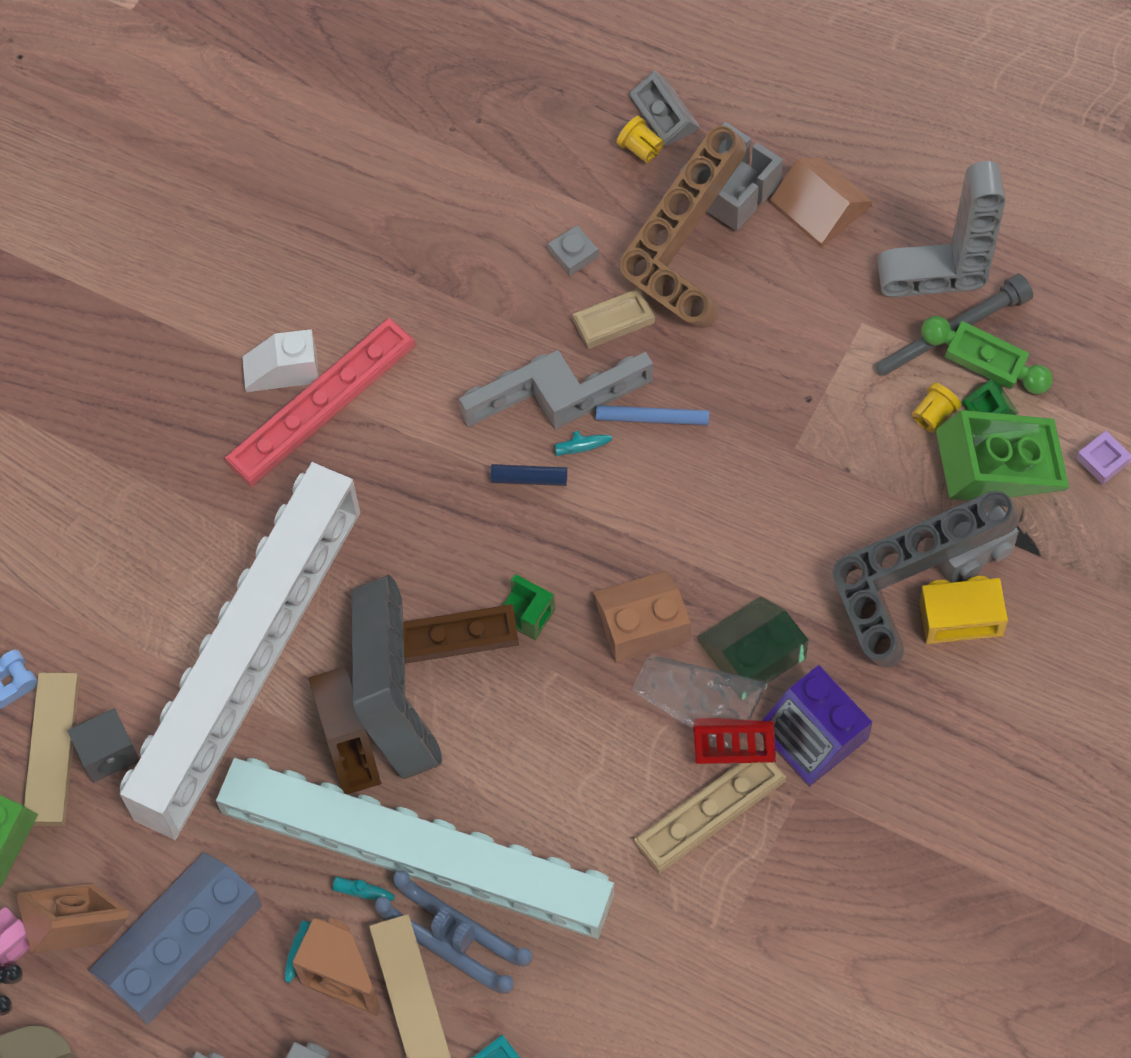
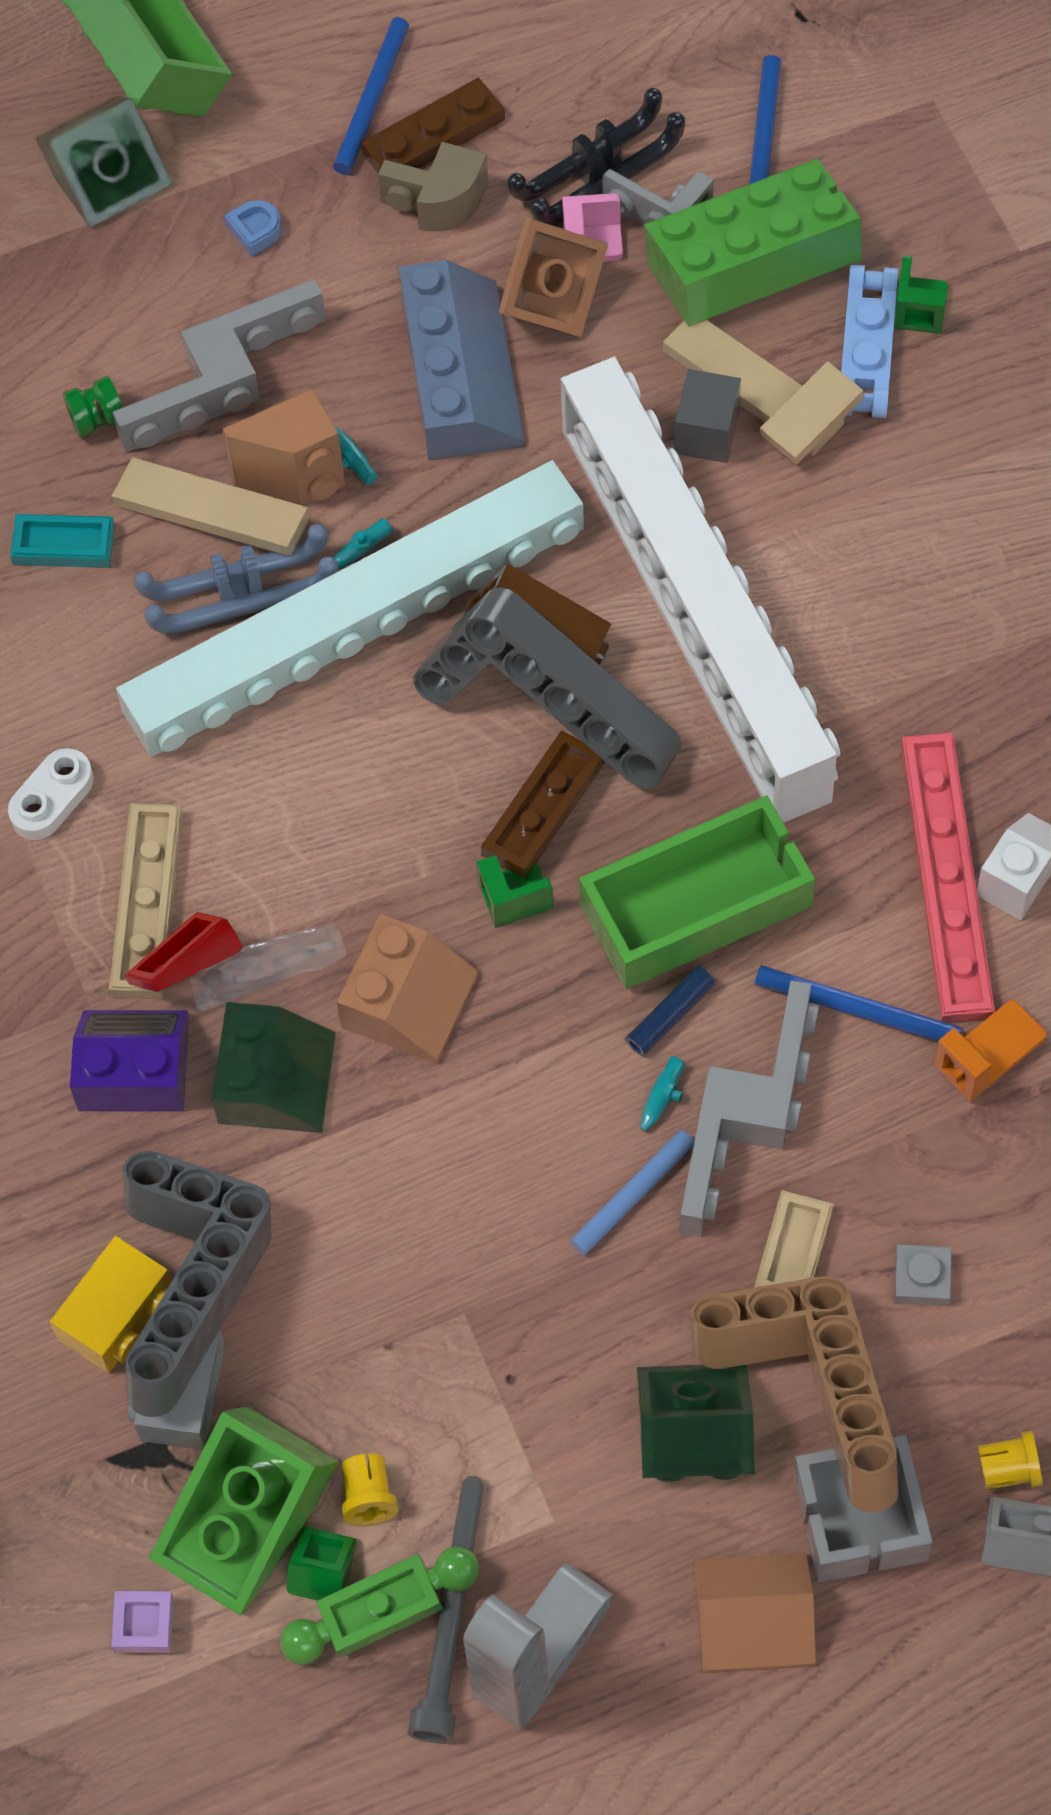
camera: 130 degrees right, 0 degrees up
(55, 683) = (811, 412): none -> tan tile
(416, 304) = (988, 1050): none -> orange bracket
(442, 388) = (858, 1005): none -> blue bar
(450, 500) = (696, 892): none -> bright green piece
(692, 931) = (55, 793): none -> white plate
(752, 287) = (695, 1422): none -> clear green slope

